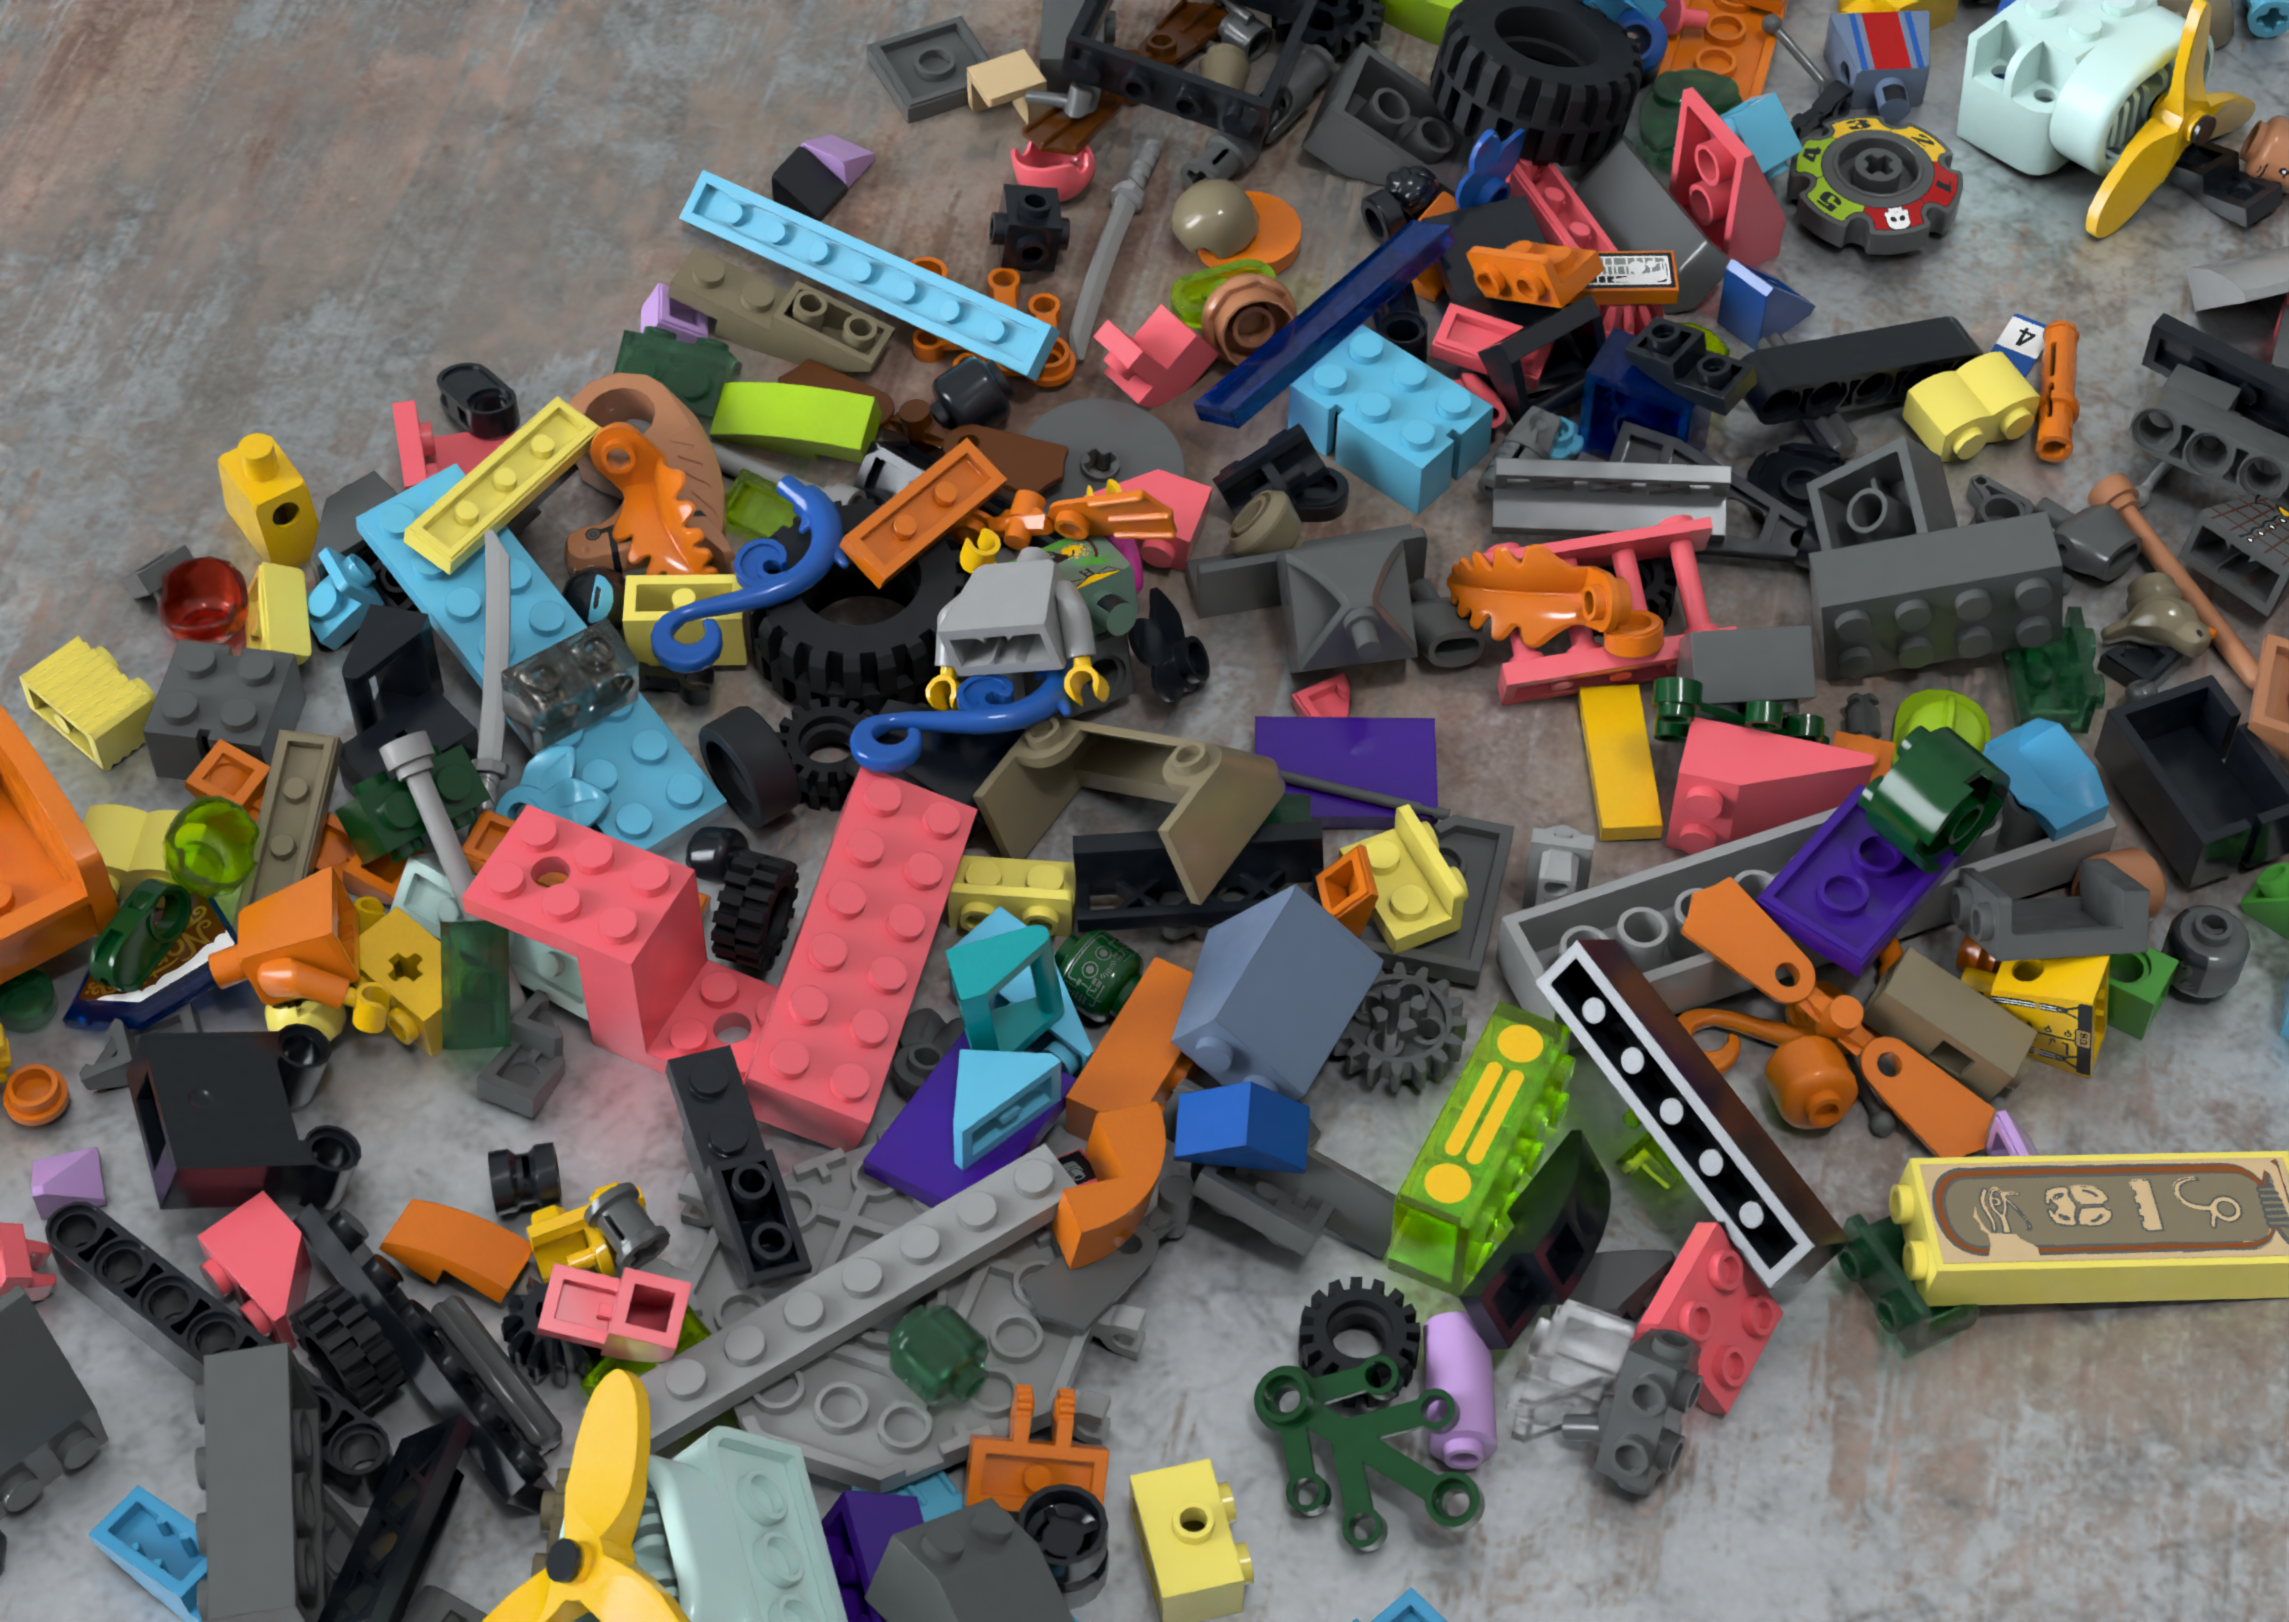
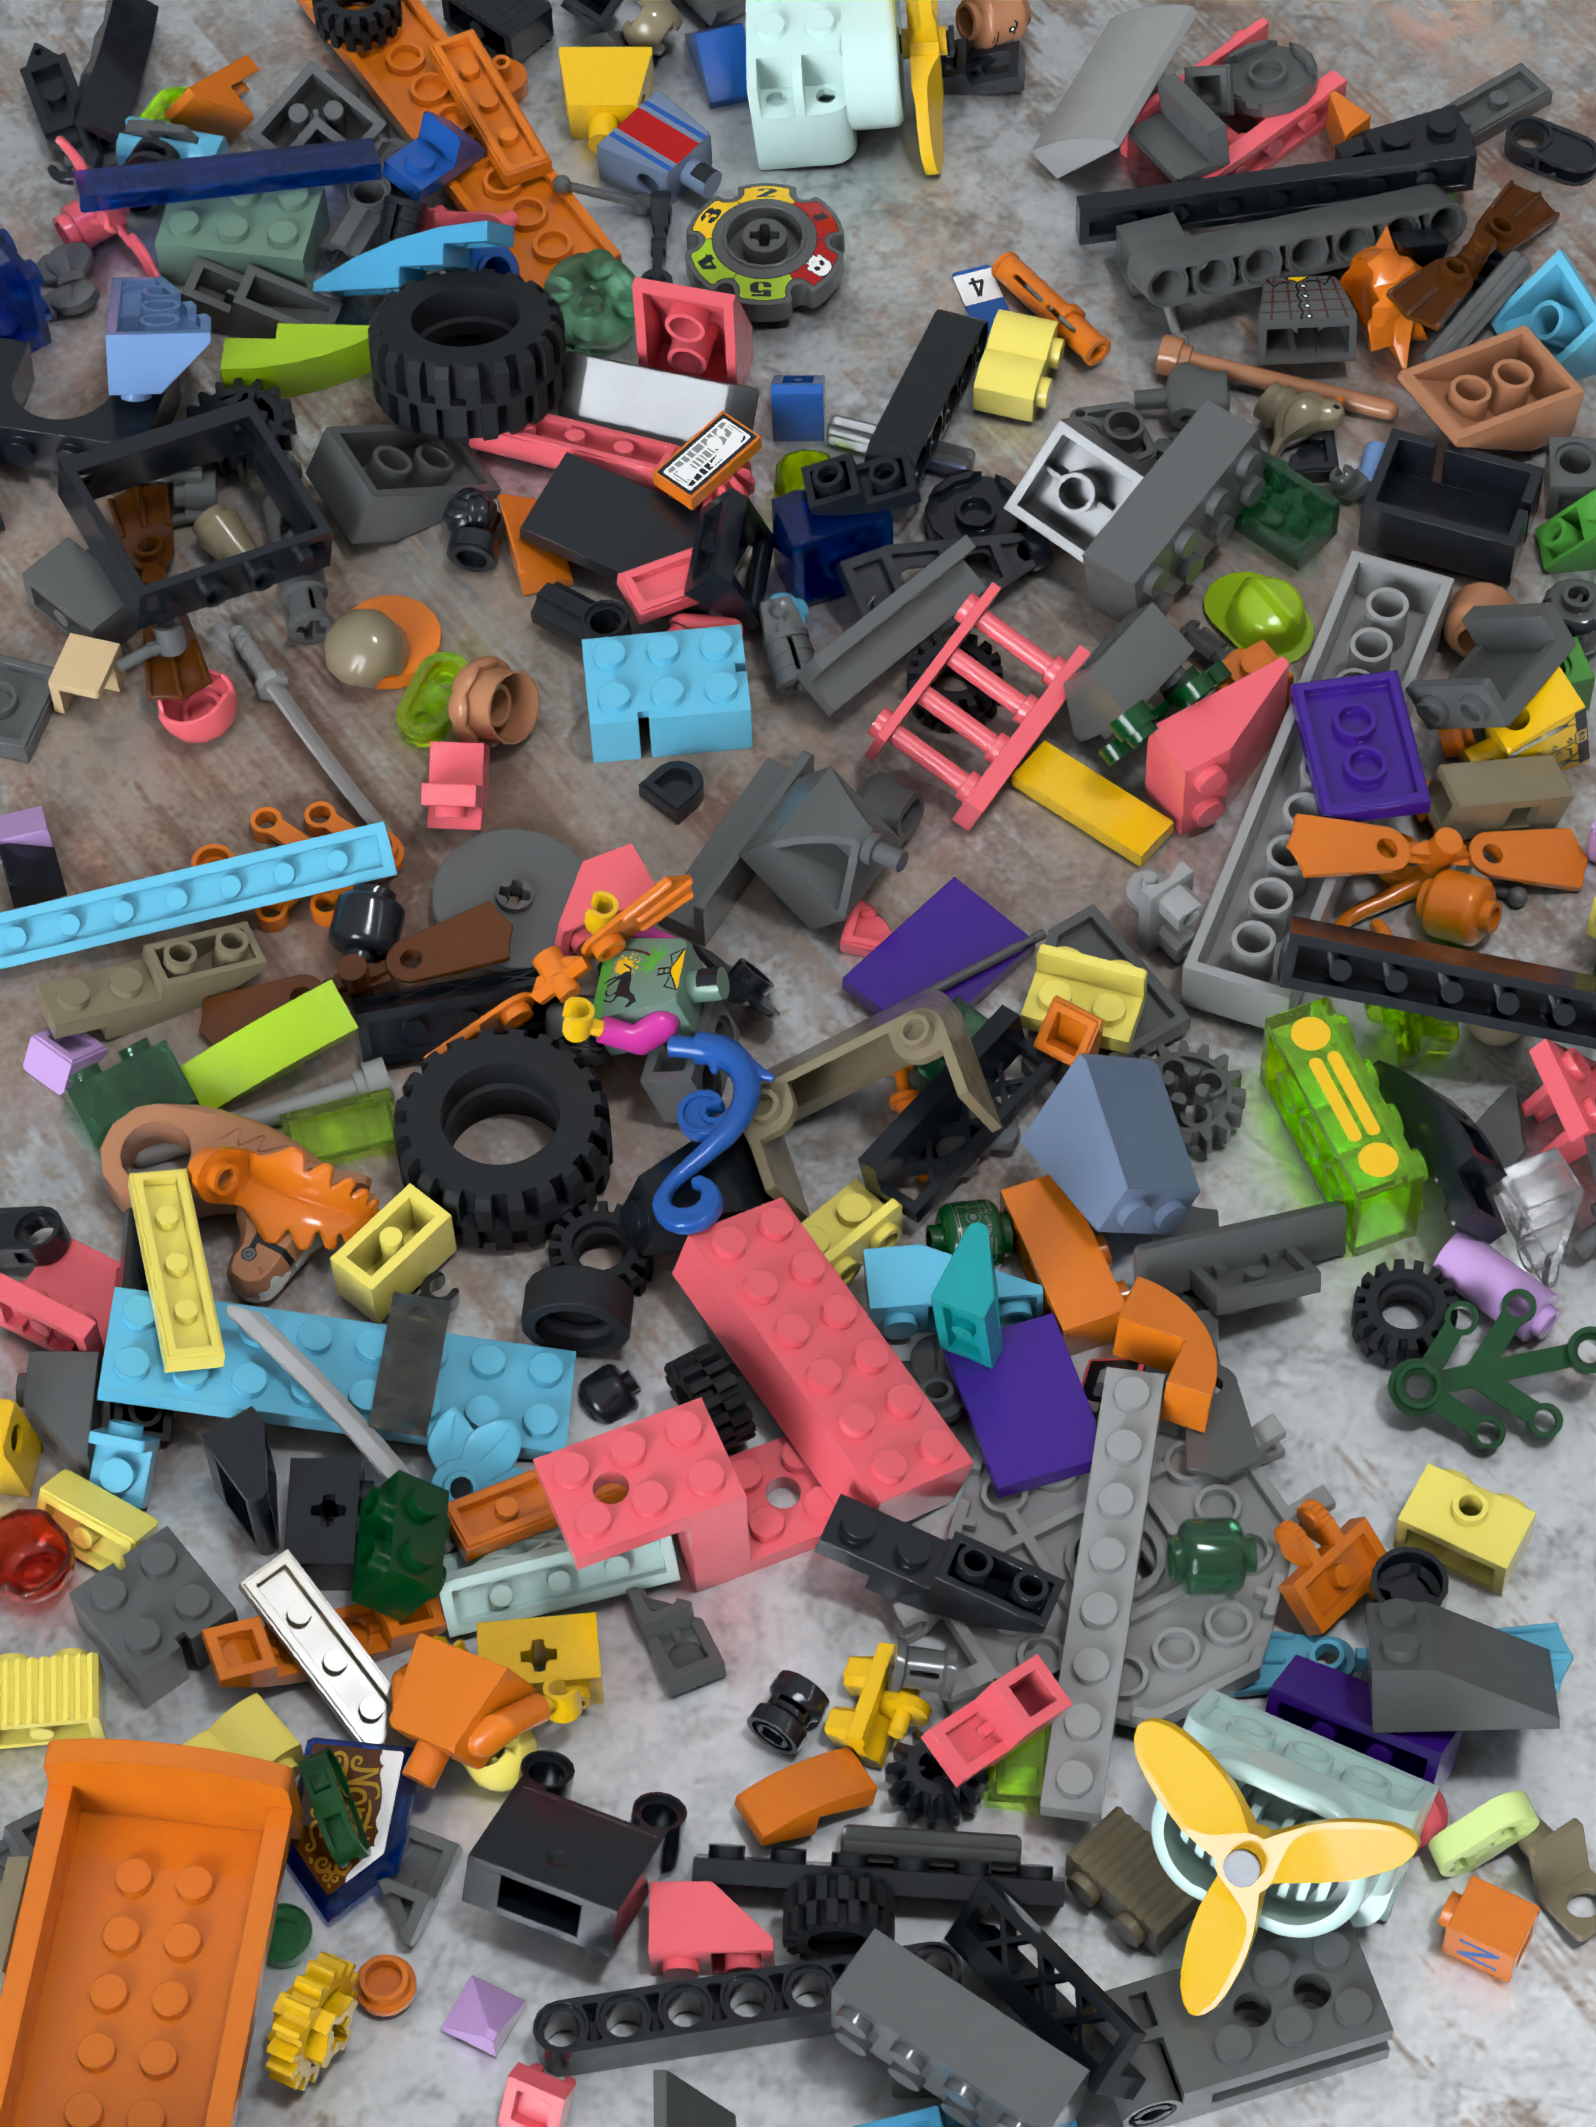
camera: 45 degrees left, 5 degrees up
(211, 846) = (303, 1706): clear neon green hair -> none
(411, 762) = (399, 1508): light grey piece -> none
(475, 985) = (606, 1621): clear green plate -> none
(597, 595) = (309, 1291): black piece -> none
(759, 587) = (454, 1179): blue plant -> none
(922, 513) = (496, 1028): orange piece -> none
(999, 1097) = (1032, 1370): medium azure slope -> none
(1014, 622) = (673, 1045): light grey torso -> none
(1029, 228) = (246, 765): black brick -> none
(1242, 1128) = (1210, 1246): blue slope -> none
(1266, 525) = (698, 840): dark tan cone -> none
(1283, 464) = (649, 801): black hips -> none
(1324, 324) = (556, 660): clear blue tile -> none
(1488, 169) = (531, 470): blue plate -> none
(1534, 272) = (660, 502): orange bracket -> none
(1537, 594) = (944, 733): orange plant -> none
(1638, 637) = (1028, 705): orange tile -> none
(1765, 132) = (662, 262): medium azure brick -> none
(1934, 797) = (1373, 651): dark green brick -> none
(2050, 777) = (1386, 579): dark azure slope -> none

